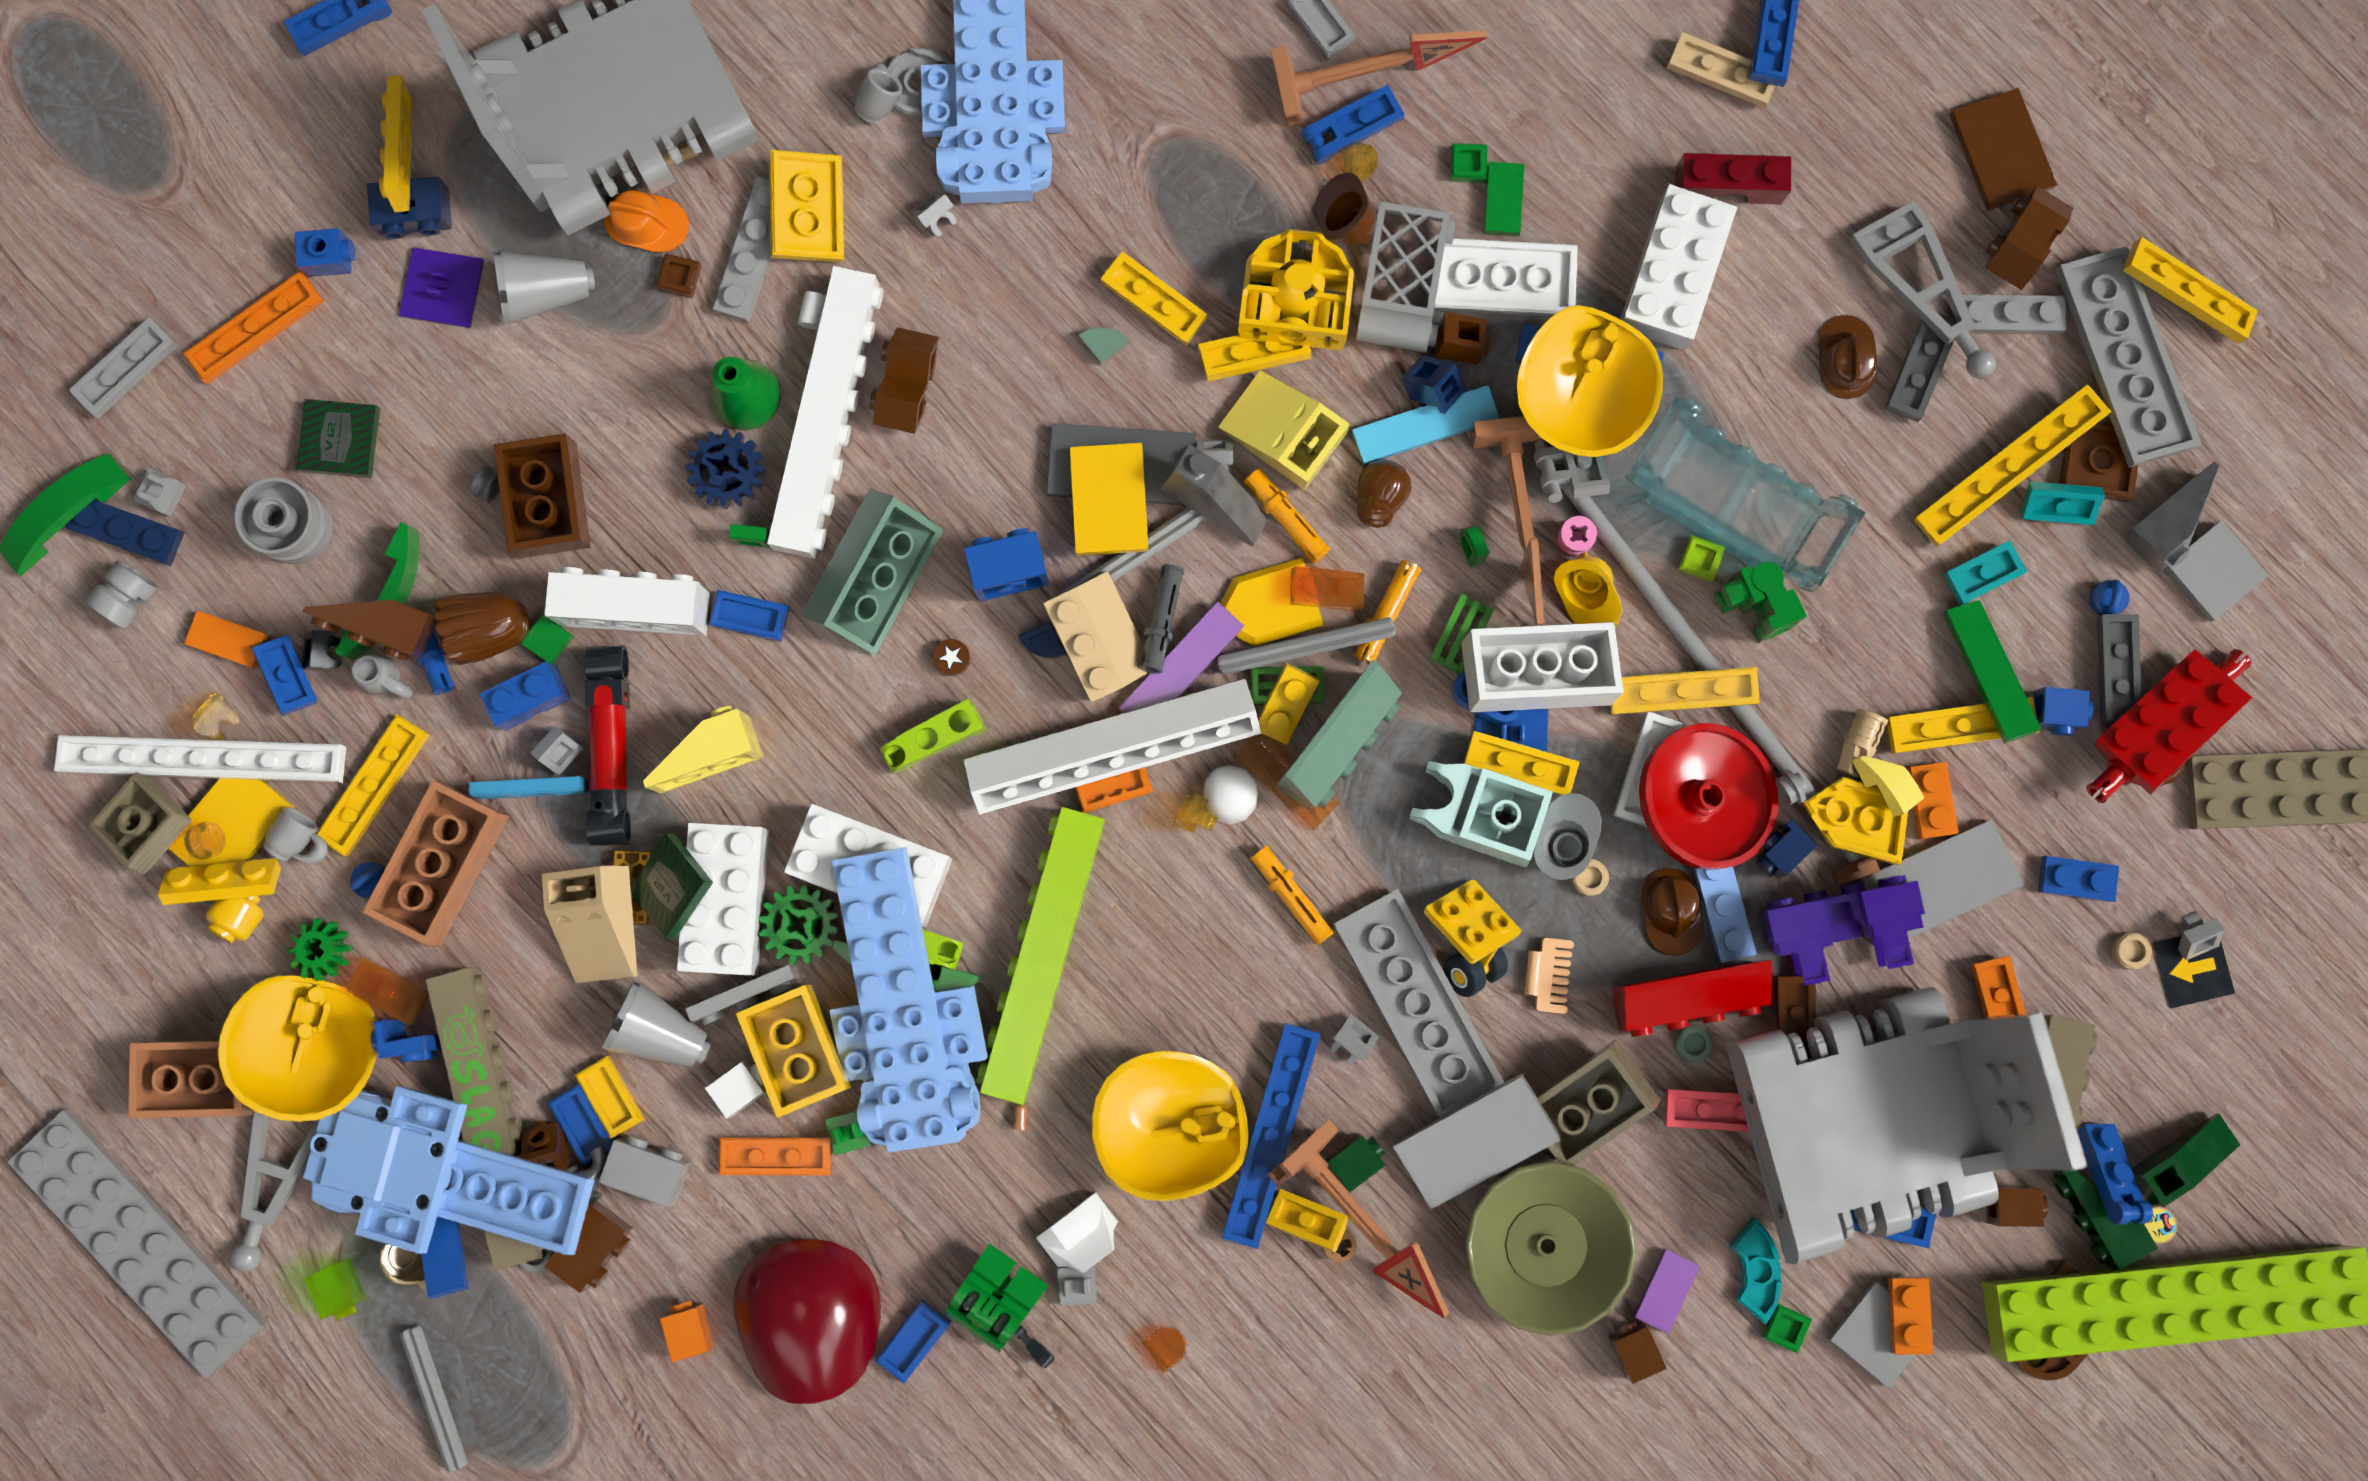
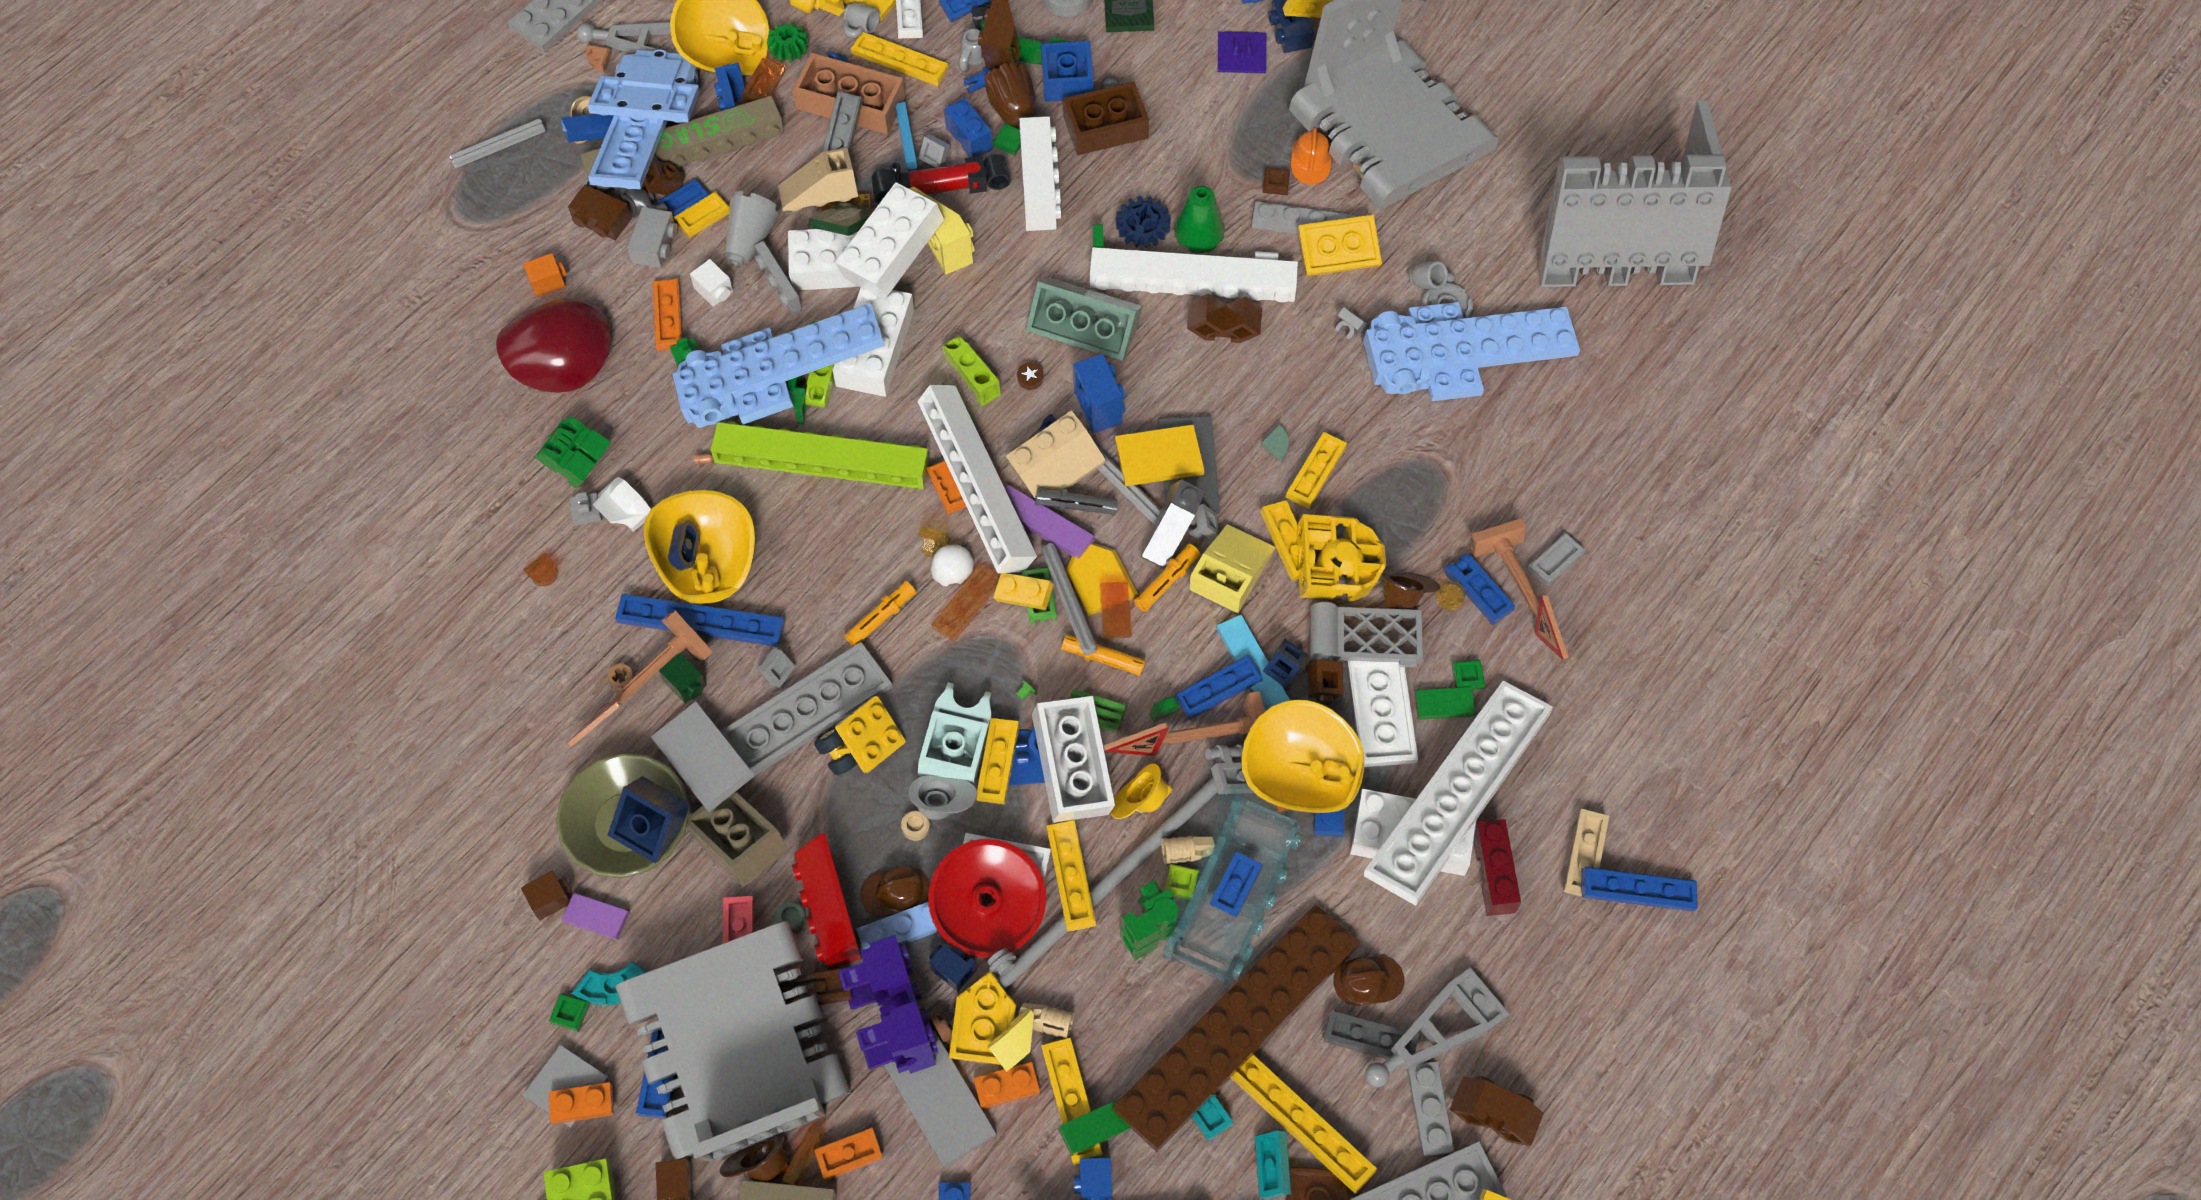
camera: 85 degrees right, 20 degrees down
(294, 1240) = (598, 57): none -> nougat tile
(336, 1290) = (566, 80): clear neon green brick -> none
(447, 540) = (1066, 69): none -> blue brick
(499, 877) = (843, 122): none -> tile
(538, 283) = (1251, 95): light grey cone -> none
(737, 822) = (890, 240): none -> white brick
(749, 615) = (1043, 252): blue tile -> none
(785, 933) = (828, 299): green gear -> none
(793, 1050) = (739, 308): yellow brick -> none
(913, 1341) = (540, 411): blue tile -> none
(1036, 1349) = (537, 488): black piece -> none
(1169, 1149) = (684, 545): none -> plate
(1307, 1220) = (637, 648): yellow plate -> none
(1341, 737) = (1000, 623): sand green slope -> none
(1381, 492) = (1196, 642): reddish brown hair -> none
(1421, 719) = (1025, 691): none -> bright green piece
(1451, 473) = (1219, 687): none -> blue tile
(1541, 971) = (836, 797): light nougat piece -> none
(1571, 541) = (1181, 789): bright pink wheel -> none
(1571, 1212) = (648, 818): none -> dark blue slope
(1651, 198) = (1457, 793): none -> white plate
(1664, 547) = (1186, 848): none -> tan hinge
(1728, 490) = (1236, 884): none -> blue plate
(1899, 517) = (1235, 1028): none -> reddish brown plate
(2002, 148) = (1573, 1088): reddish brown tile -> none

